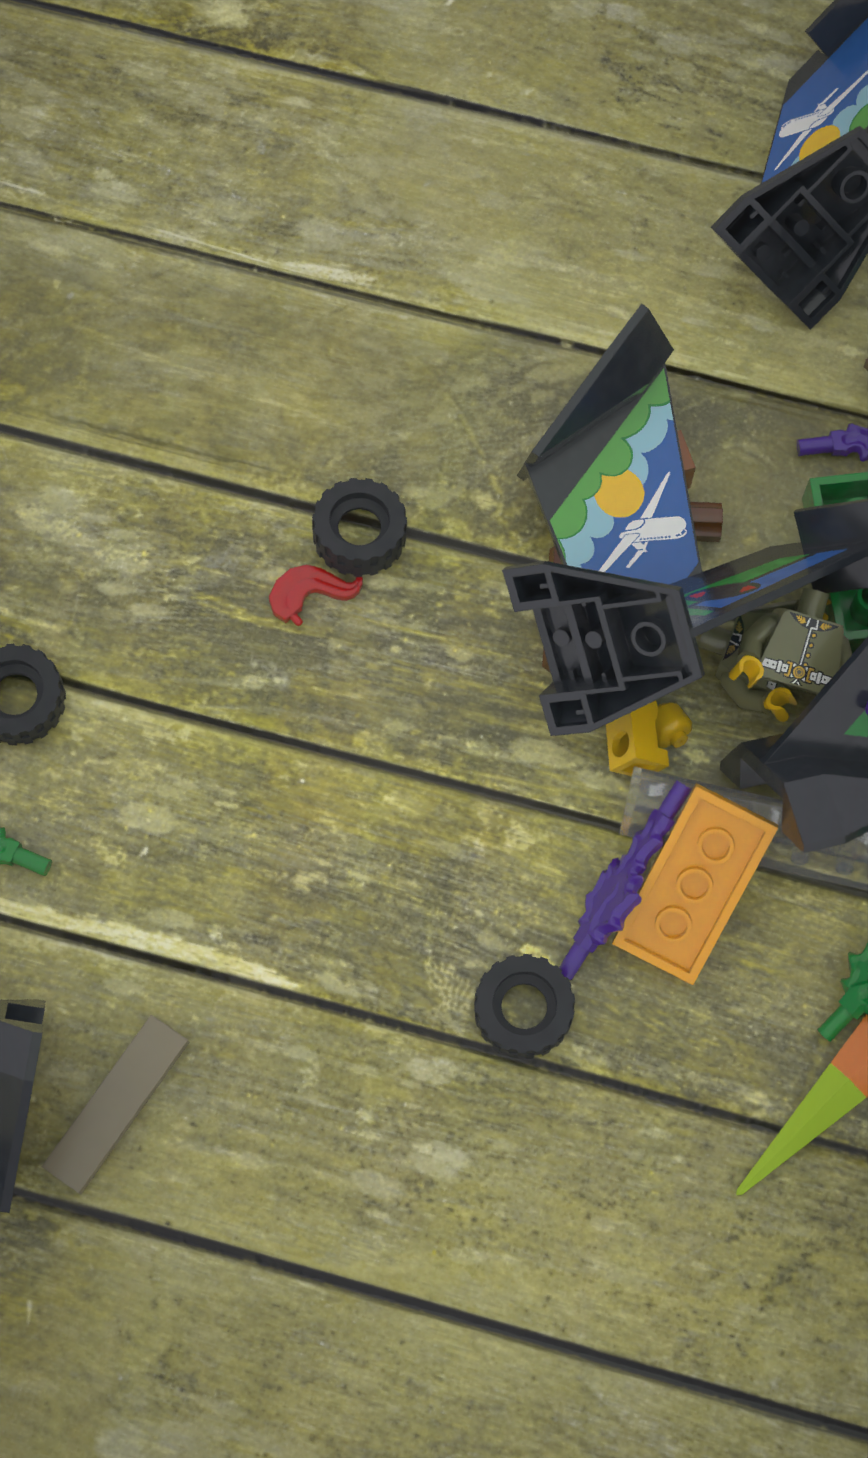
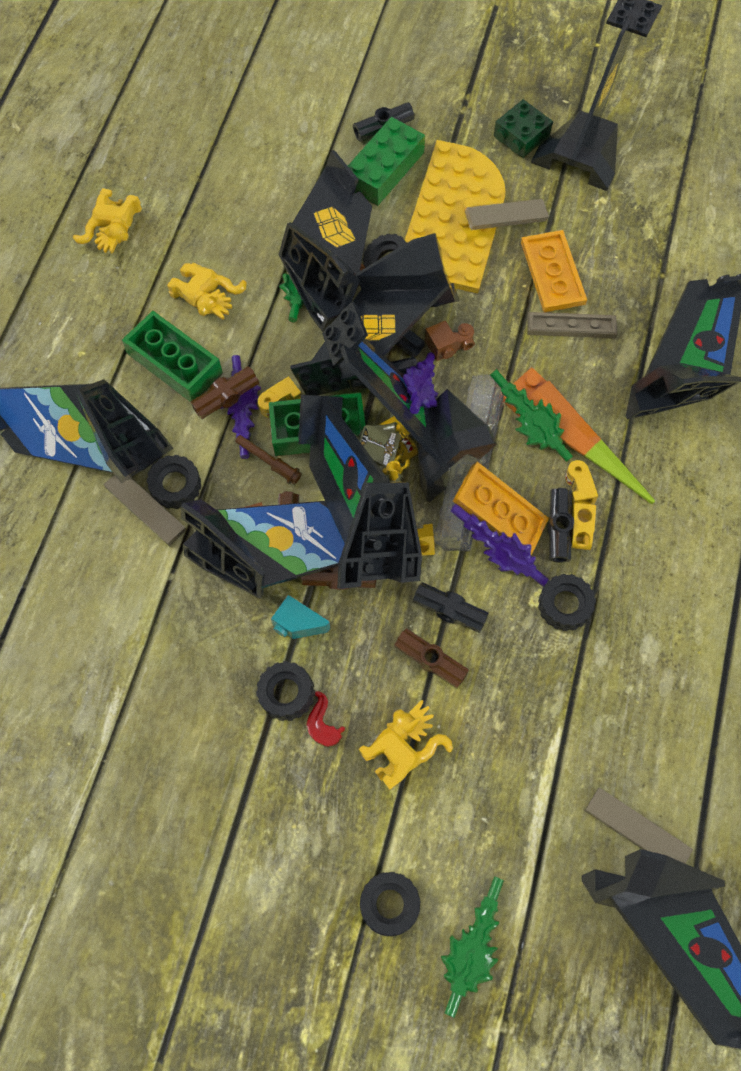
camera: 90 degrees left, 5 degrees down
(258, 703) = (399, 753): none -> yellow animal
(430, 740) = (444, 668): none -> reddish brown piece
(485, 541) = (298, 620): none -> teal slope
(511, 799) = (450, 607): none -> black piece
(674, 1044) = (584, 526): none -> yellow leg
(695, 287) = (146, 509): none -> dark tan tile
(707, 1002) = (560, 512): none -> black piece
(749, 302) = (164, 467): none -> black tyre
(763, 1051) = (581, 482): none -> yellow leg
(779, 501) = (277, 465): none -> reddish brown pin

